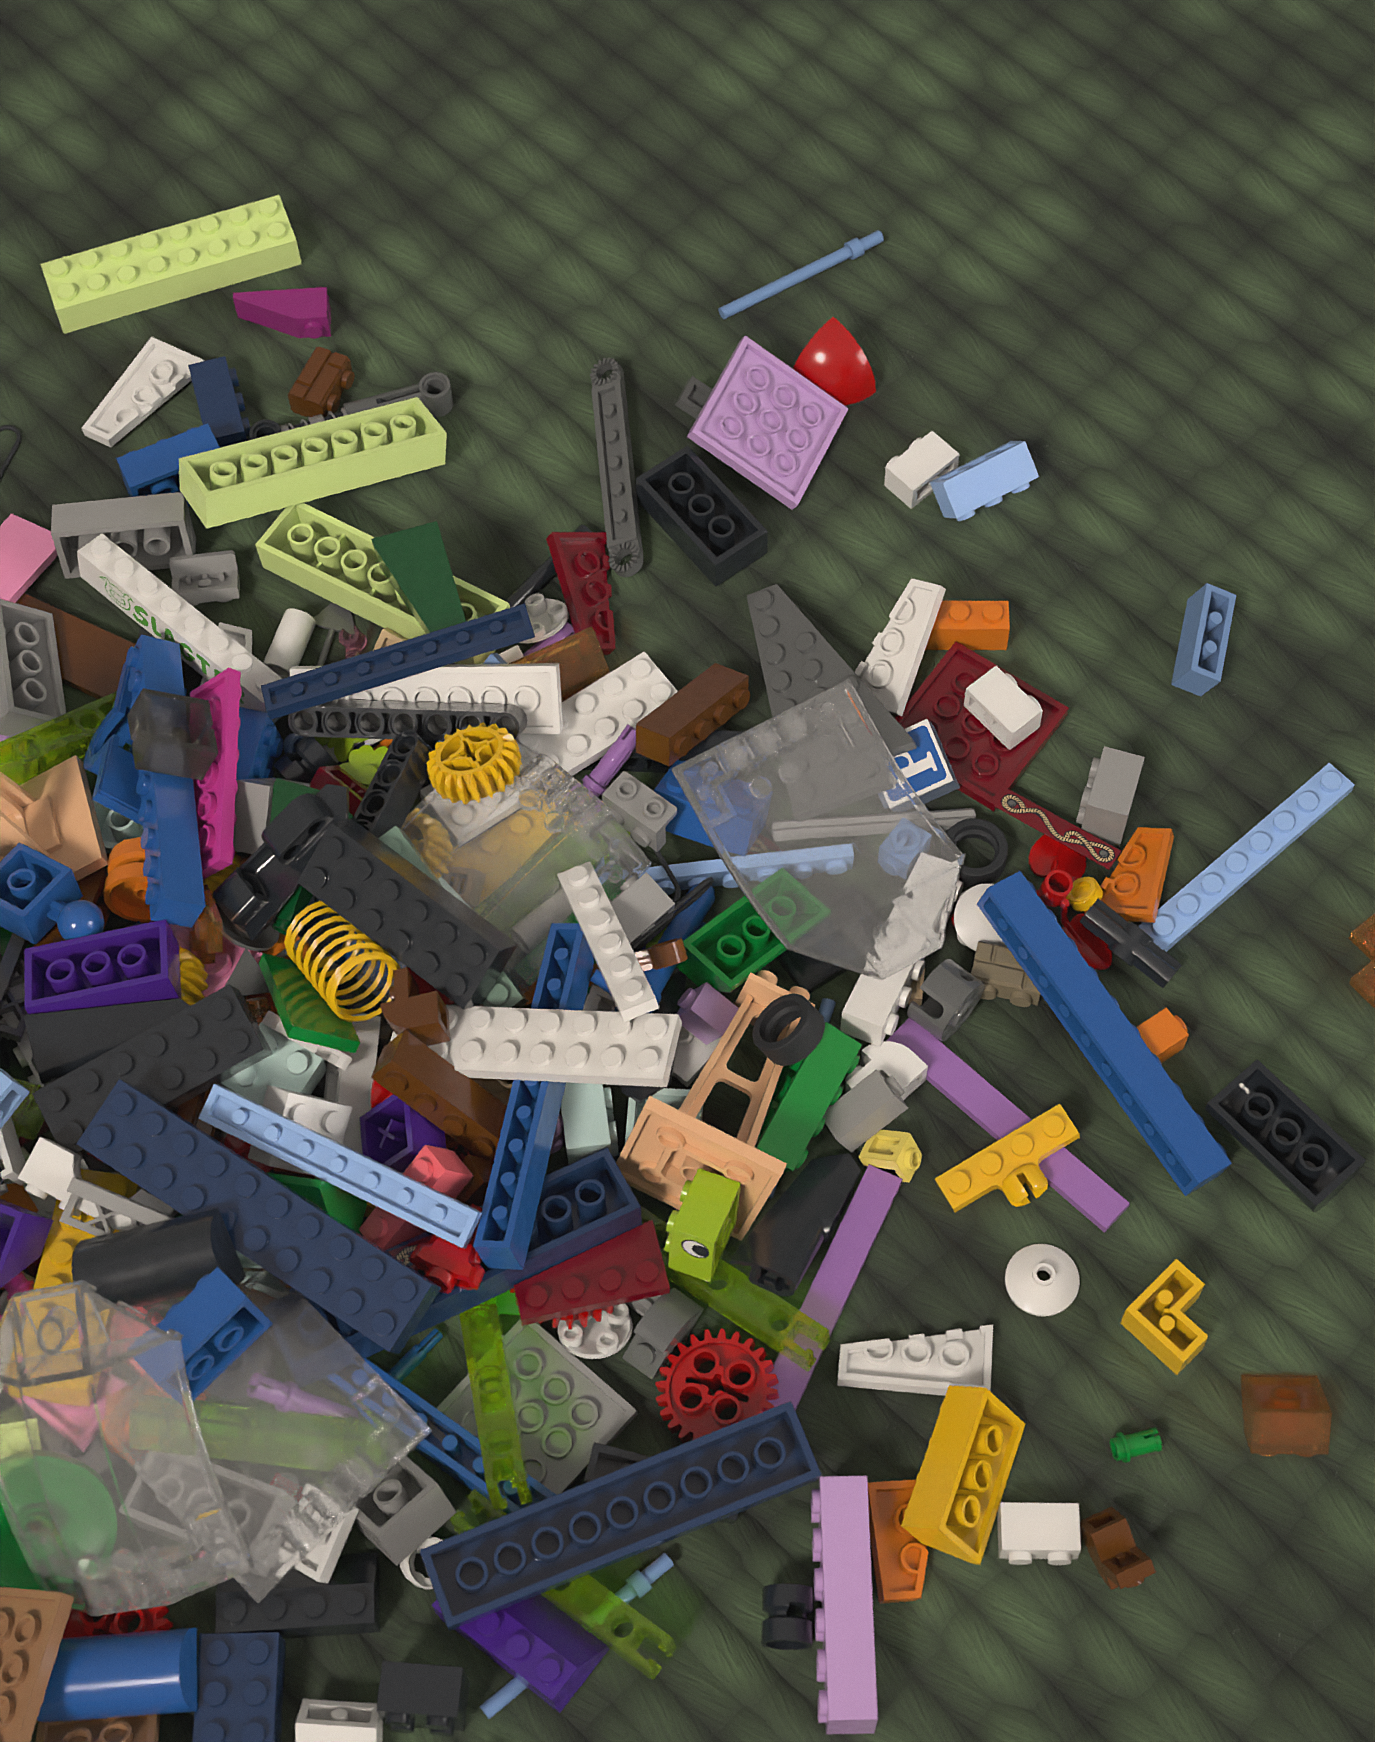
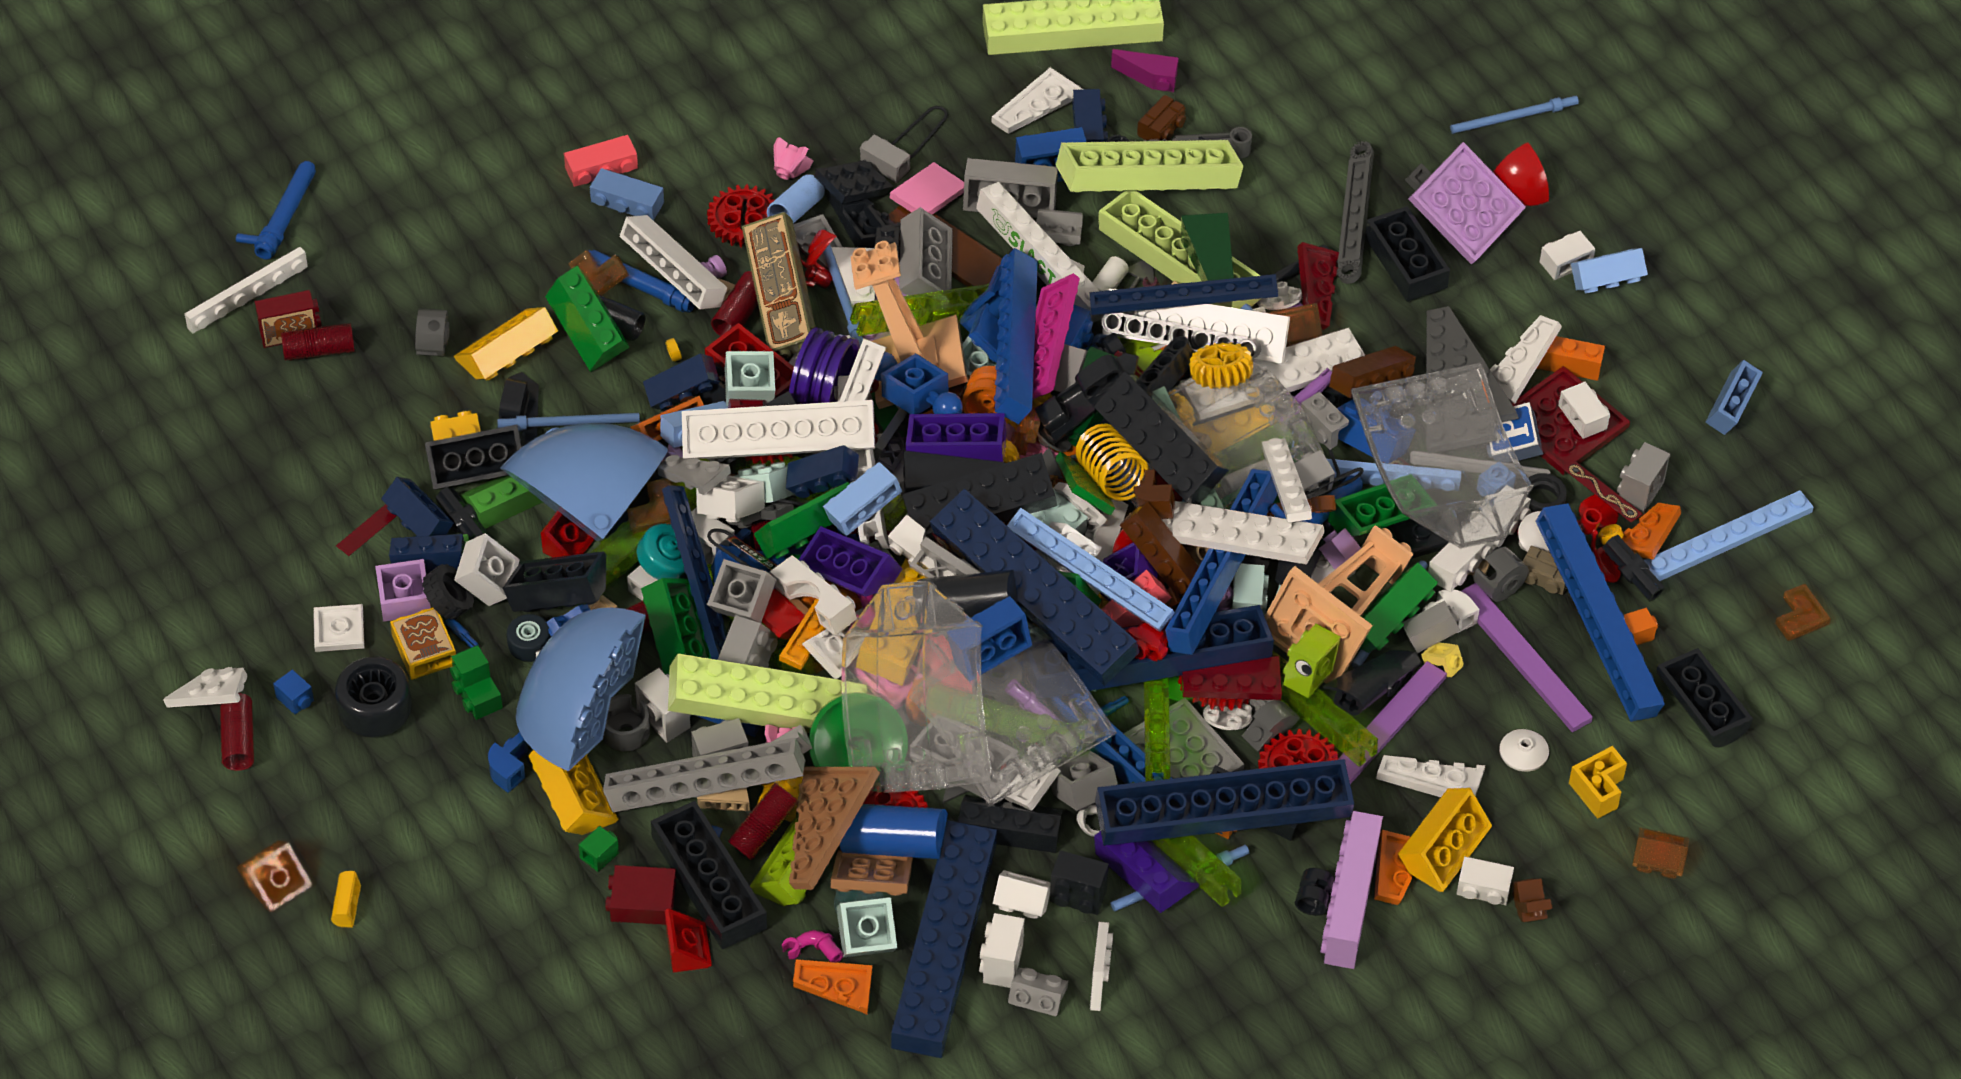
camera: 10 degrees right, 10 degrees down
(172, 734) = (1028, 306): clear smoke piece -> none
(800, 1041) = (1392, 562): black tyre -> none
(1010, 1162) = (1520, 677): yellow plate -> none
(1135, 1444) = (1560, 849): green pin -> none

